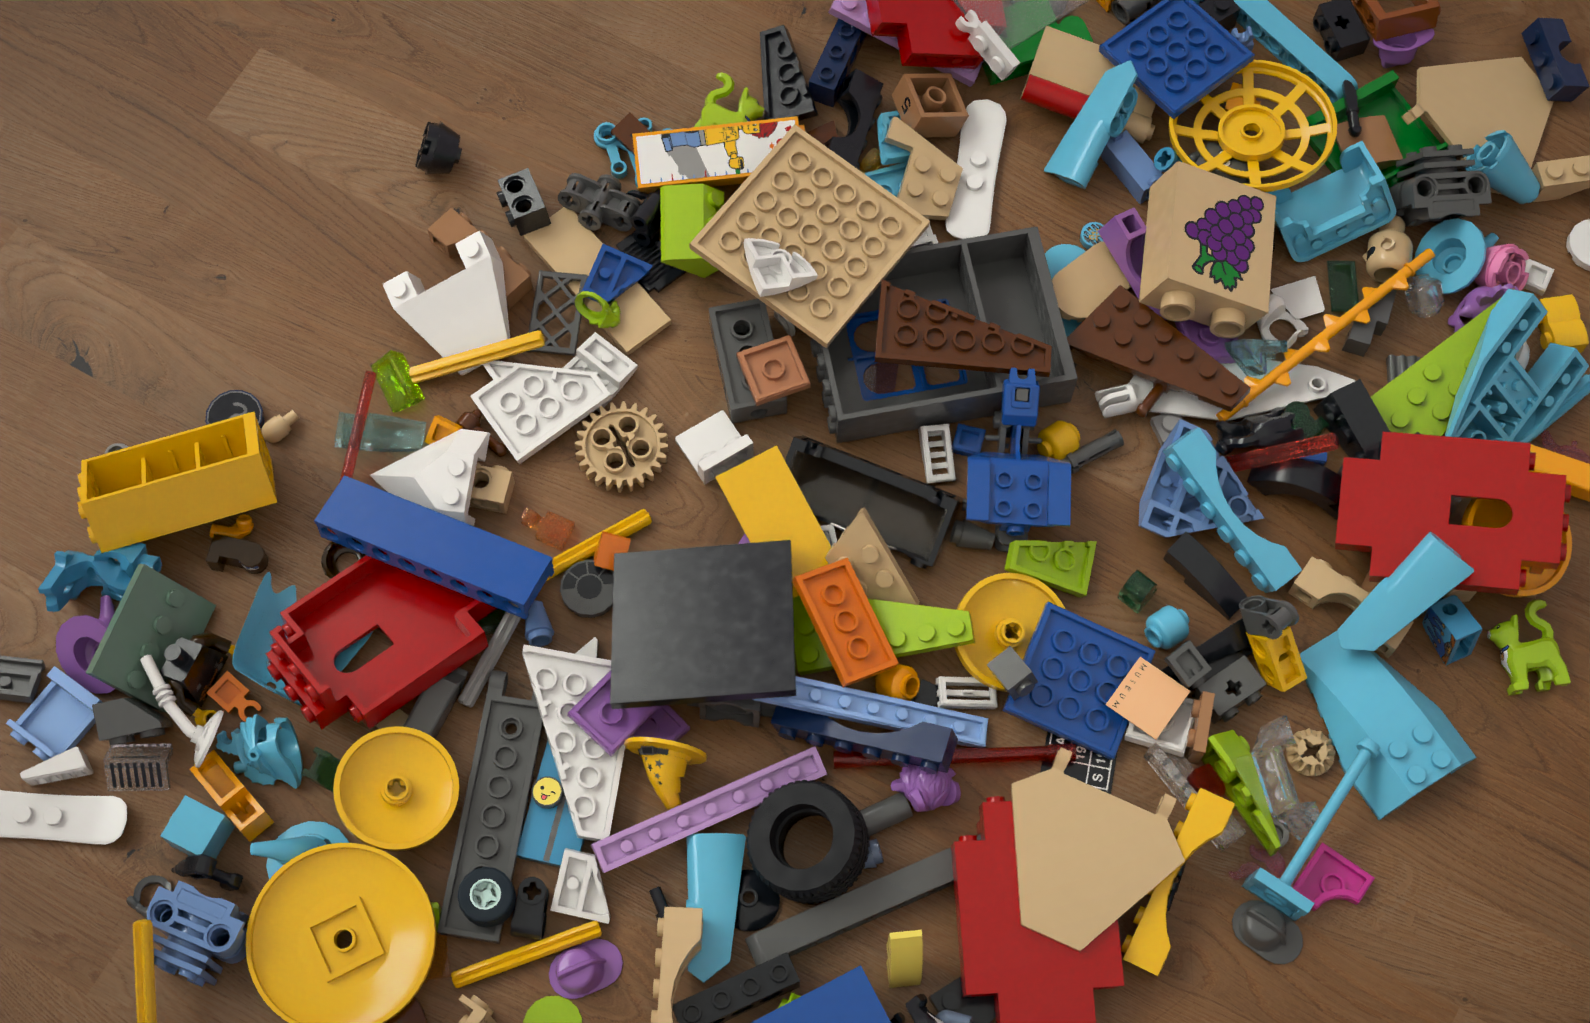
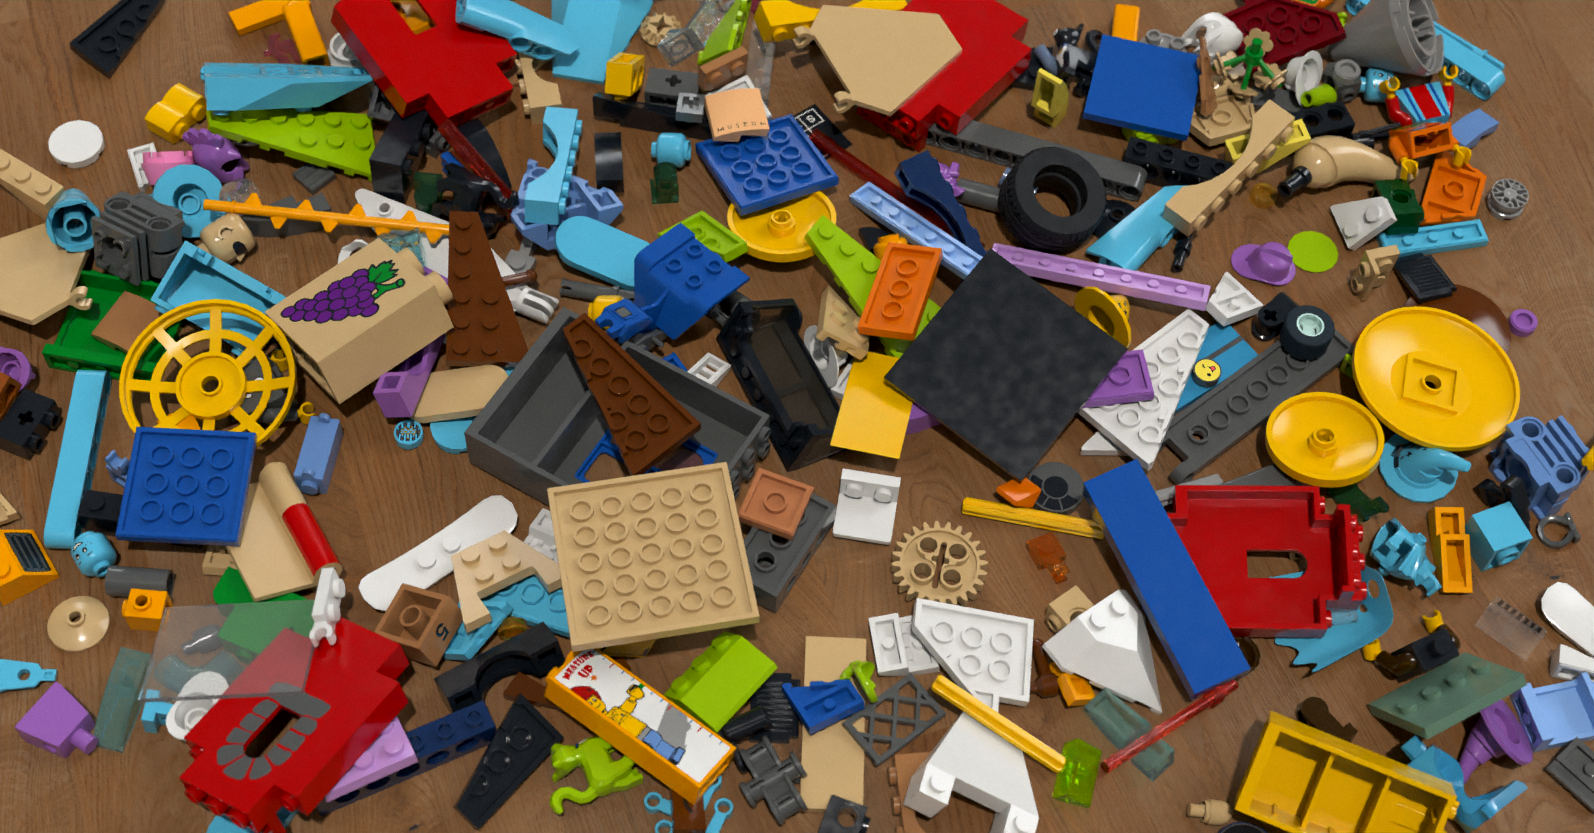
camera: 140 degrees left, 10 degrees down
(125, 717) = (1503, 640): dark grey slope -> none
(200, 735) = (1453, 589): white dish -> none
(231, 694) = (1405, 621): orange plate -> none
(526, 954) = (1301, 297): yellow axle -> none
(774, 268) = (710, 538): white brick -> none
(943, 693) = (848, 223): white tile -> none
(1012, 673) = (815, 181): brick -> none
(1099, 118) = (318, 489): medium azure panel -> none
(1116, 484) = (599, 250): none -> medium azure tile
(1165, 159) = (301, 424): dark azure bush -> none
(1207, 779) = (755, 54): clear red tile -> none
(1267, 616) = (614, 74): dark grey piece -> none
(1301, 297) = (312, 268): white sticker -> none
(1342, 285) = (280, 256): clear green tile -> none
(1351, 107) = (112, 348): black piece -> none

